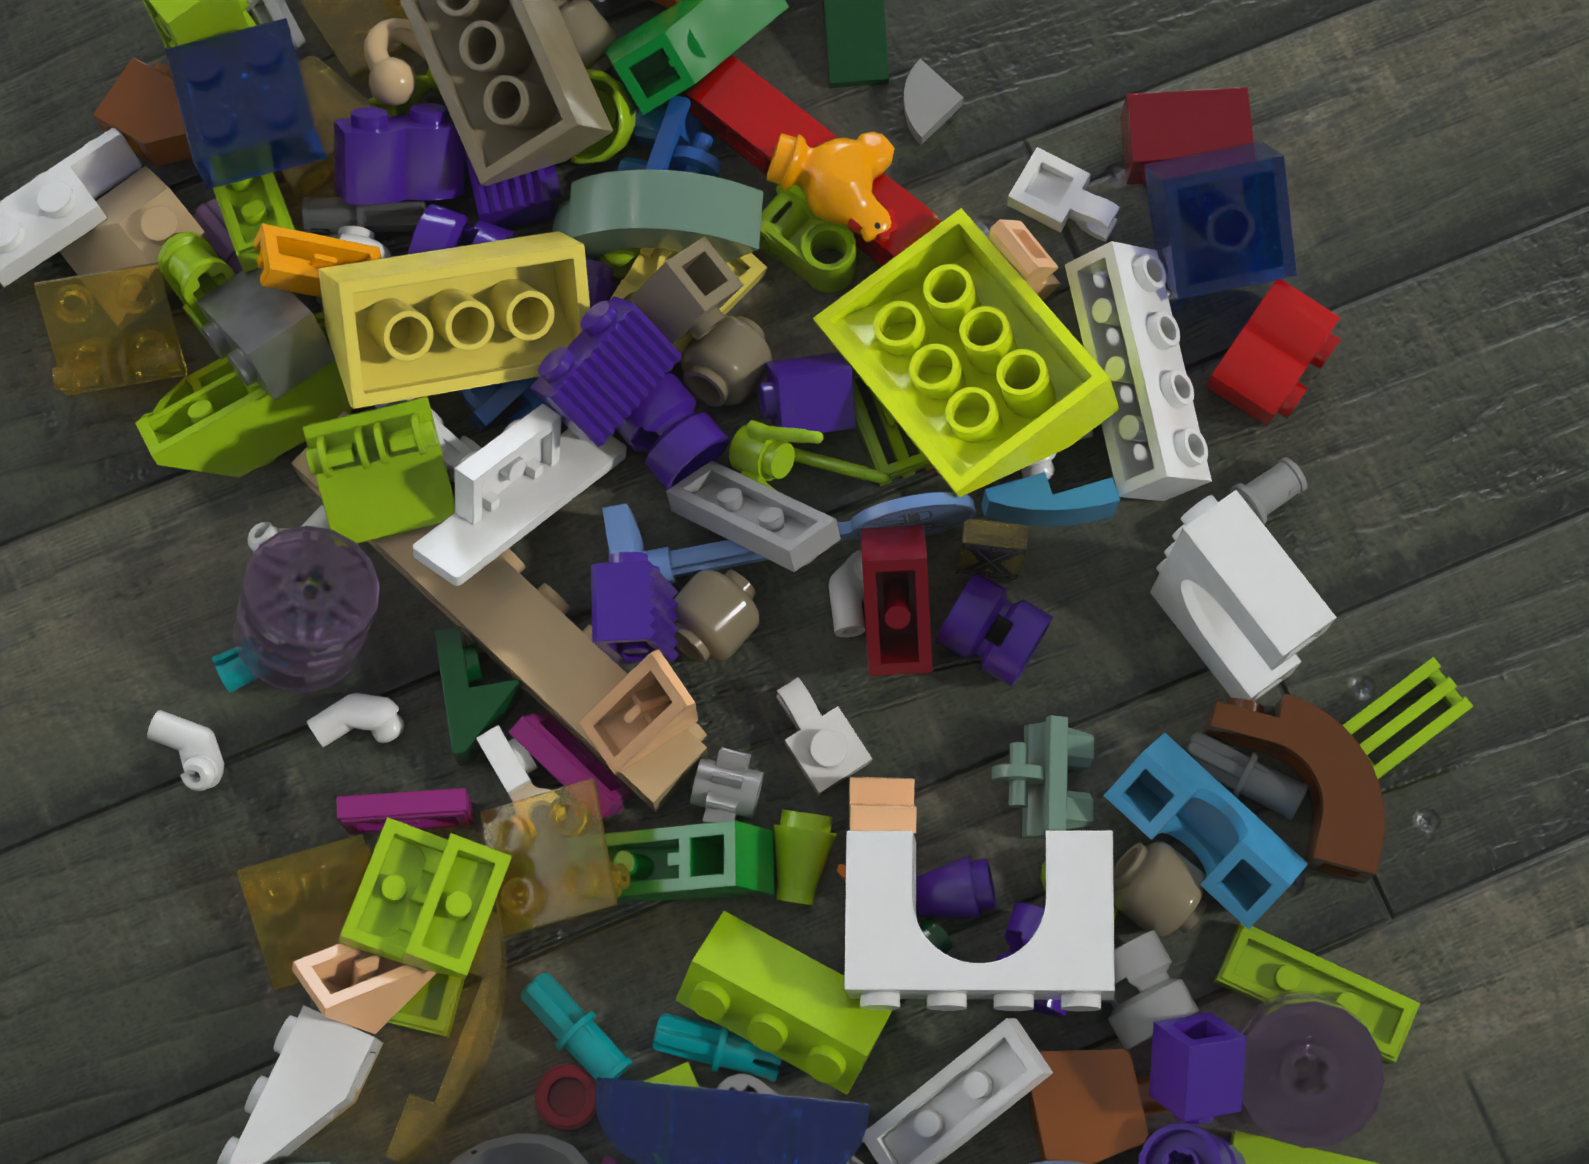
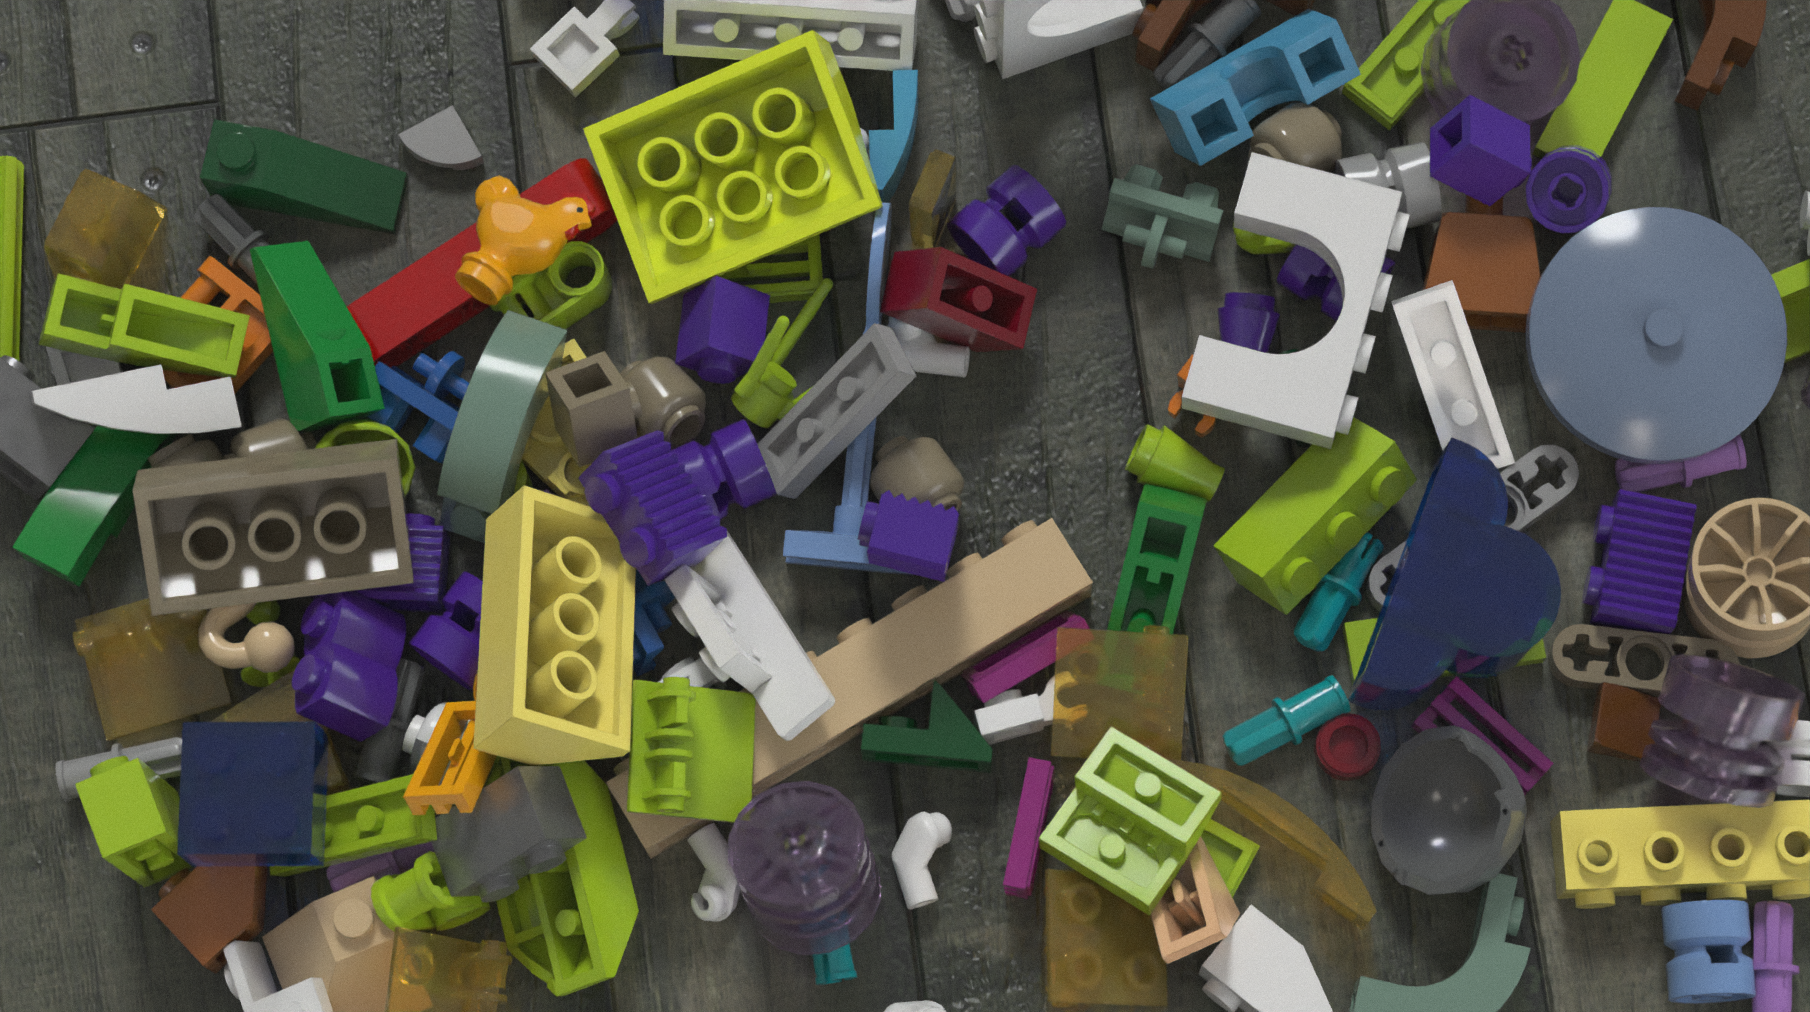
camera: 70 degrees left, 0 degrees up
(640, 713) = (1008, 563): light nougat slope -> none
(726, 787) = (1092, 514): light grey gear -> none
(825, 744) = (1069, 417): white plate -> none
(882, 804) = (1152, 370): light nougat slope -> none
(1025, 255) = (647, 82): light nougat slope -> none

